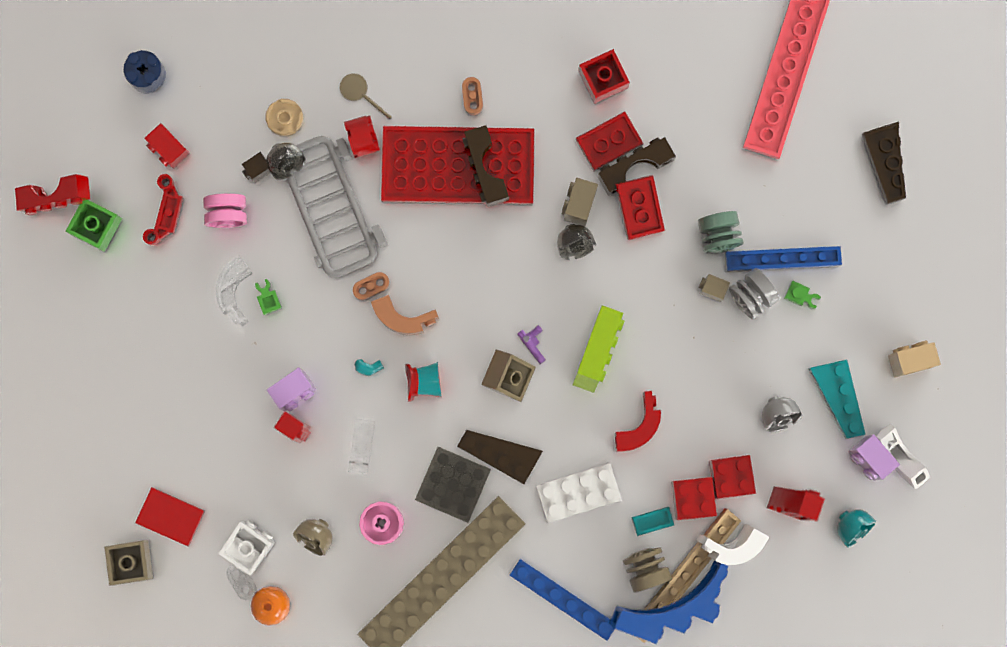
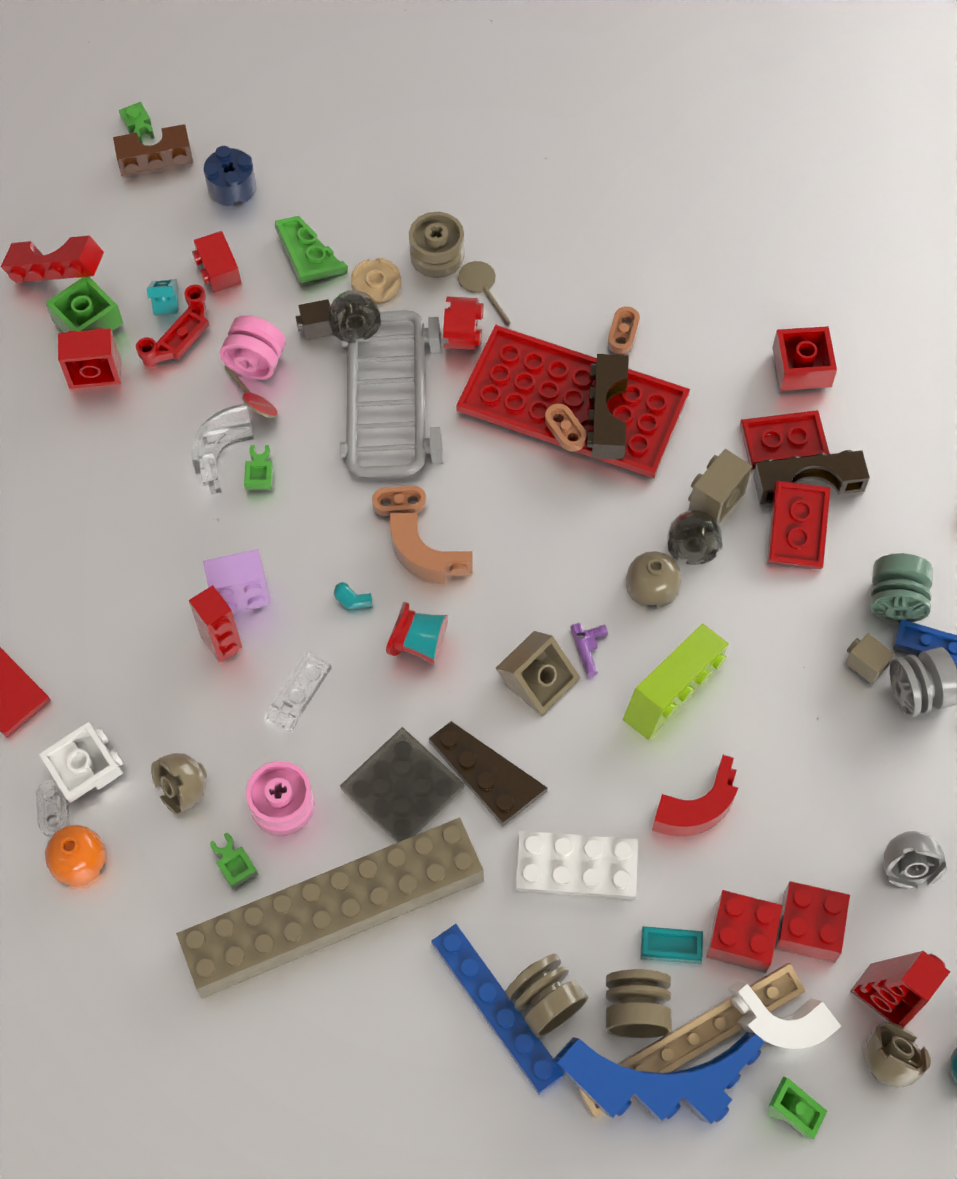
camera: 20 degrees right, 20 degrees down
(51, 44) = (137, 120): none -> bright green plate
(91, 62) = (170, 151): none -> reddish brown arch
(115, 260) = (89, 358): none -> red brick
(140, 185) = (164, 296): none -> teal slope
(227, 114) = (306, 253): none -> bright green wing
(244, 249) = (253, 400): none -> piece
(311, 66) = (436, 244): none -> dark tan wheel
(371, 574) = (235, 864): none -> bright green plate
(462, 193) = (567, 429): none -> nougat plate
(558, 280) = (653, 579): none -> dark tan cylinder
(591, 585) = (541, 989): none -> dark tan wheel
(758, 594) = (796, 1108): none -> bright green slope
(805, 541) = (895, 1056): none -> dark tan cylinder

